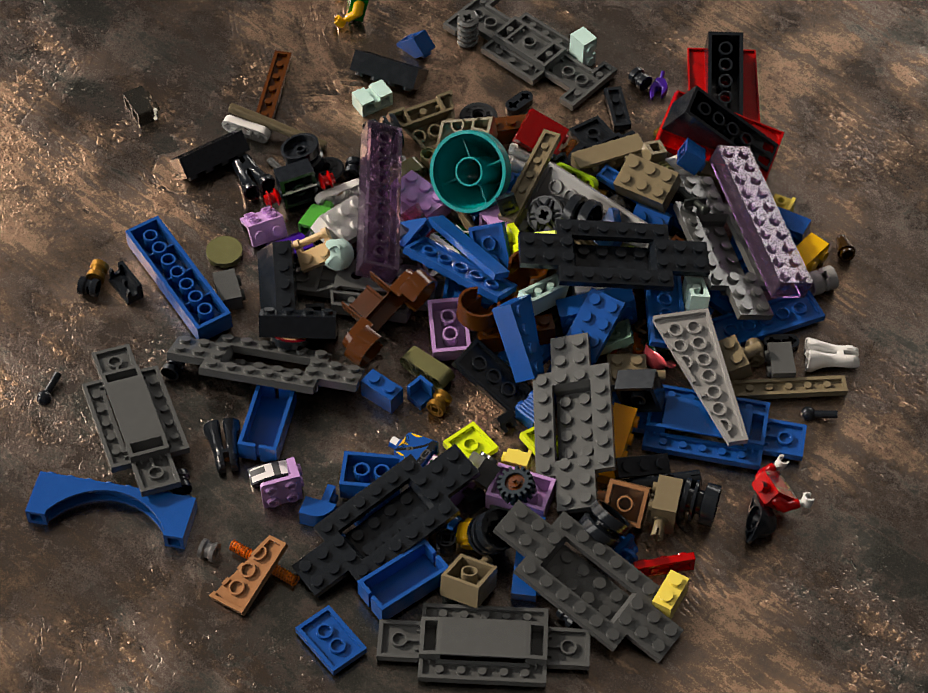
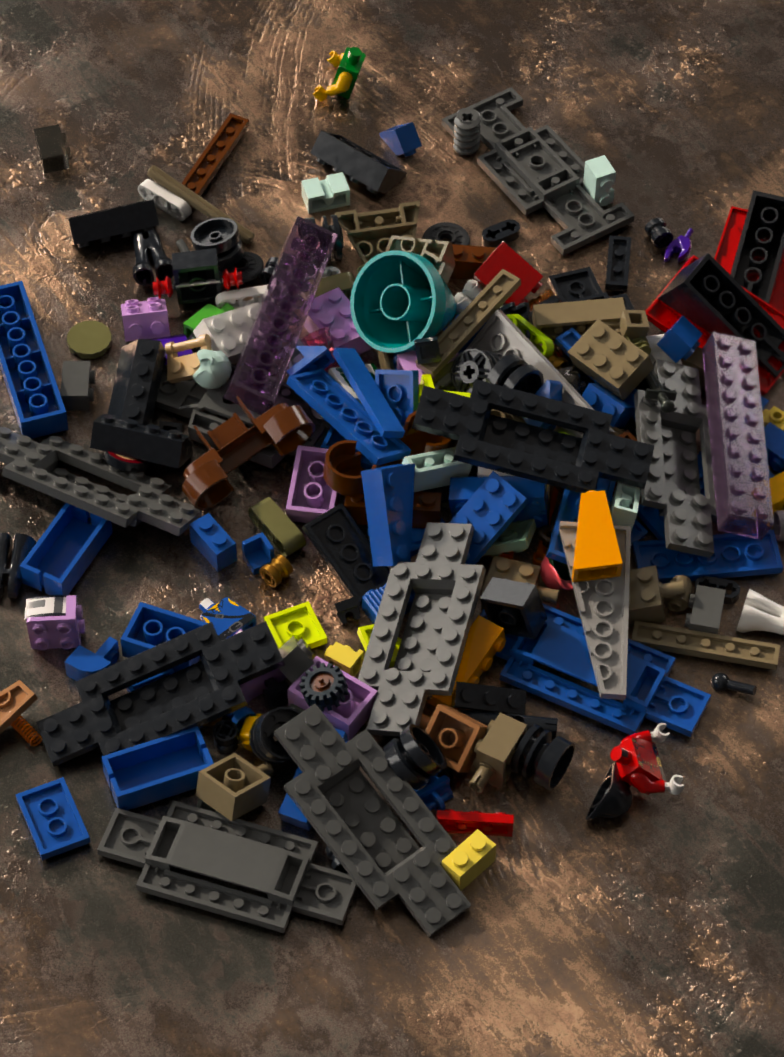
camera: 15 degrees right, 0 degrees up
(687, 325) = (596, 541): none -> light orange slope

